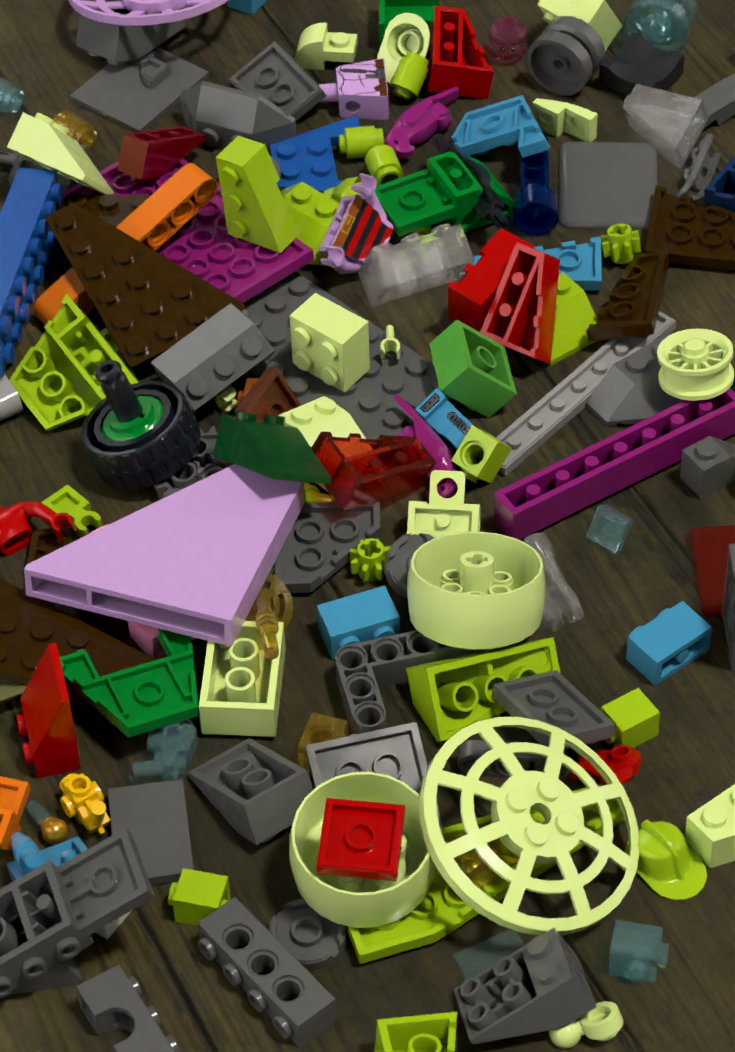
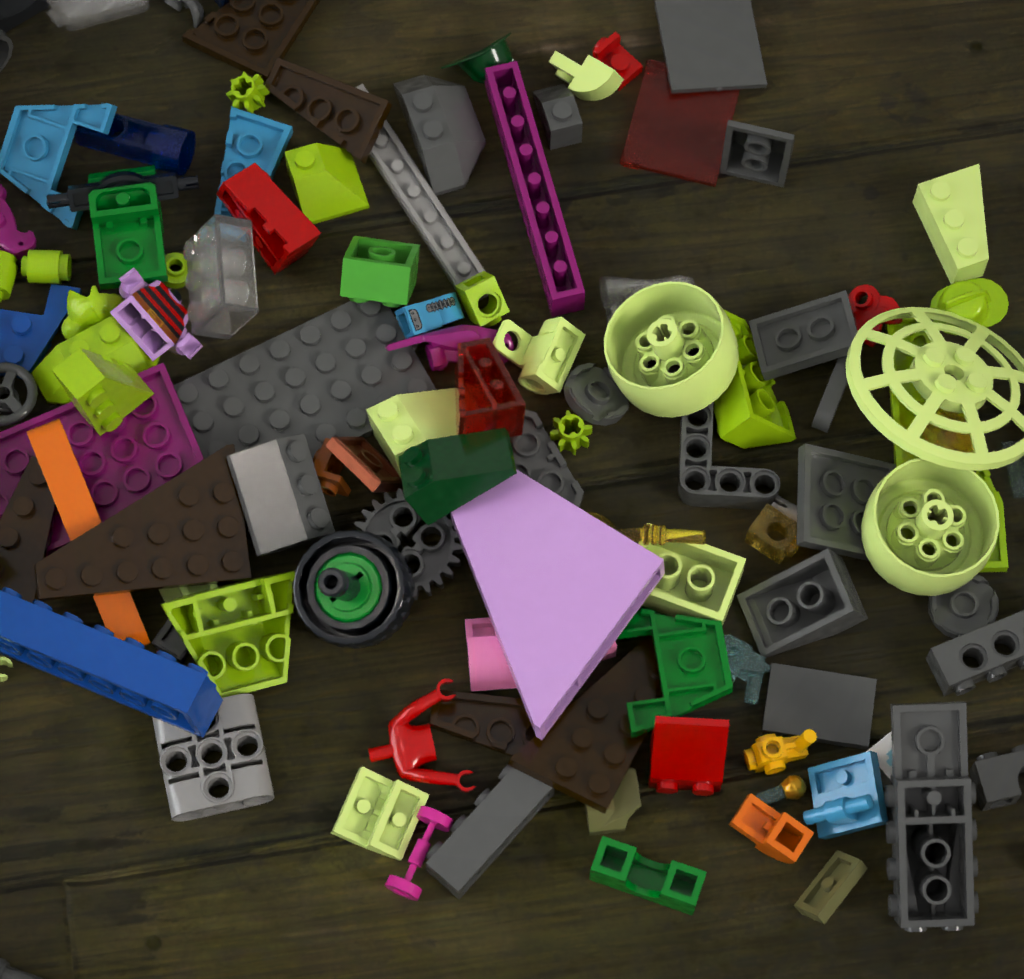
camera: 75 degrees left, 20 degrees up
(71, 502) = (407, 684): lime plate -> none
(197, 895) = (910, 678): lime brick -> none
(330, 342) = (310, 382): yellowish green brick -> none
(357, 619) = (643, 464): dark azure brick -> none
(361, 839) = (951, 518): red tile -> none
(390, 343) = (310, 333): yellowish green hand -> none
(525, 304) = (322, 197): red wedge -> none
(560, 117) = (53, 75): yellowish green slope -> none
(606, 184) = (146, 76): dark grey piece -> none
(609, 528) = (603, 223): clear light blue tile -> none
(634, 719) = (824, 276): lime brick -> none
(668, 642) = (750, 222): dark azure brick -> none
(695, 364) = (469, 80): yellowish green wheel -> none

